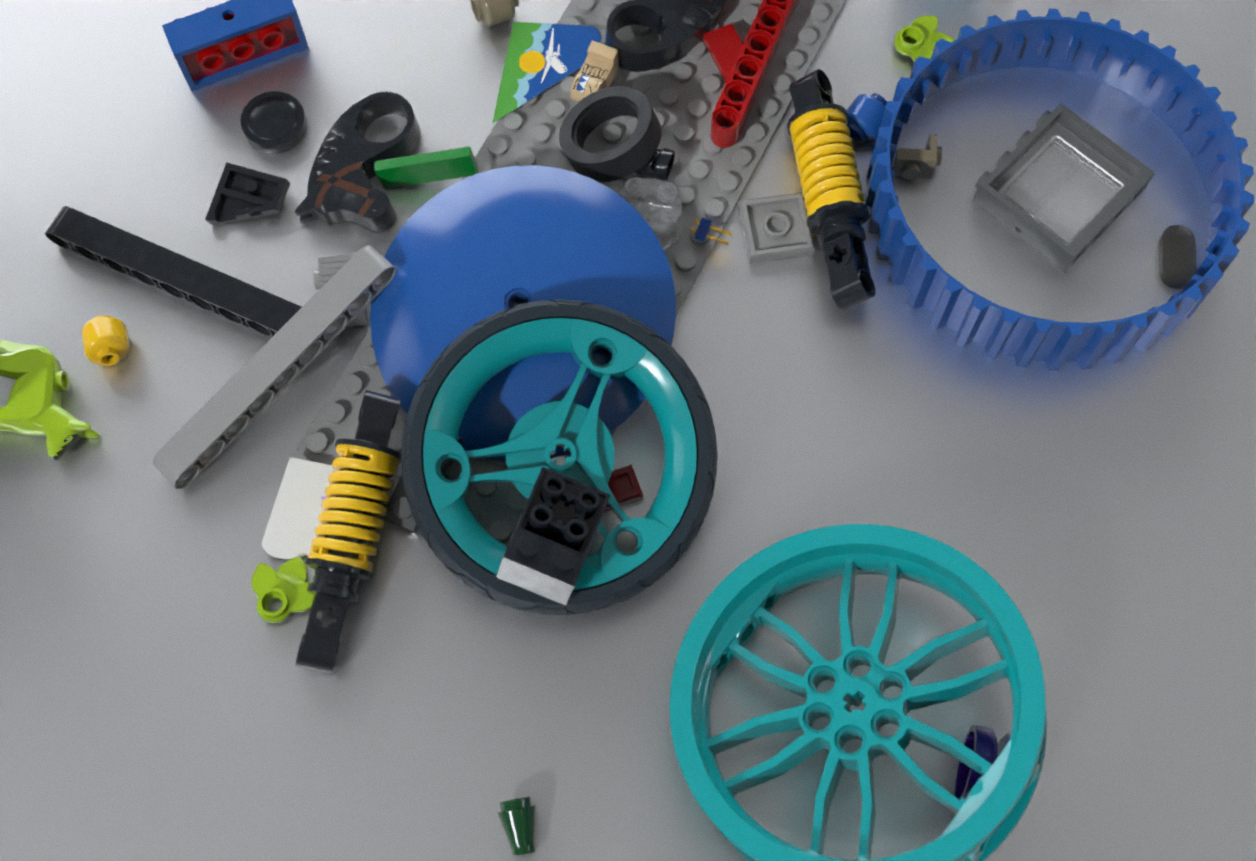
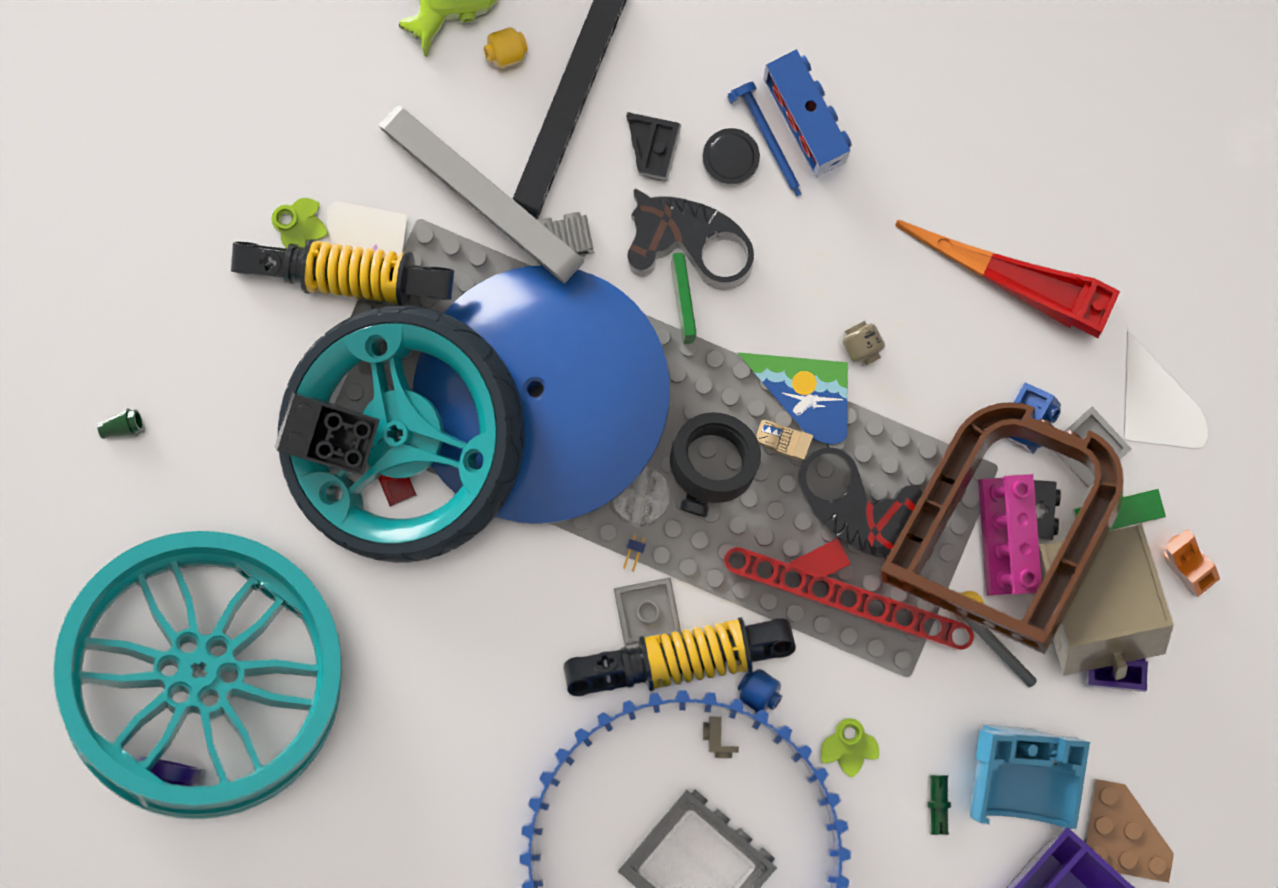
camera: 85 degrees right, 15 degrees up
(204, 102) = (745, 91): none -> blue piece

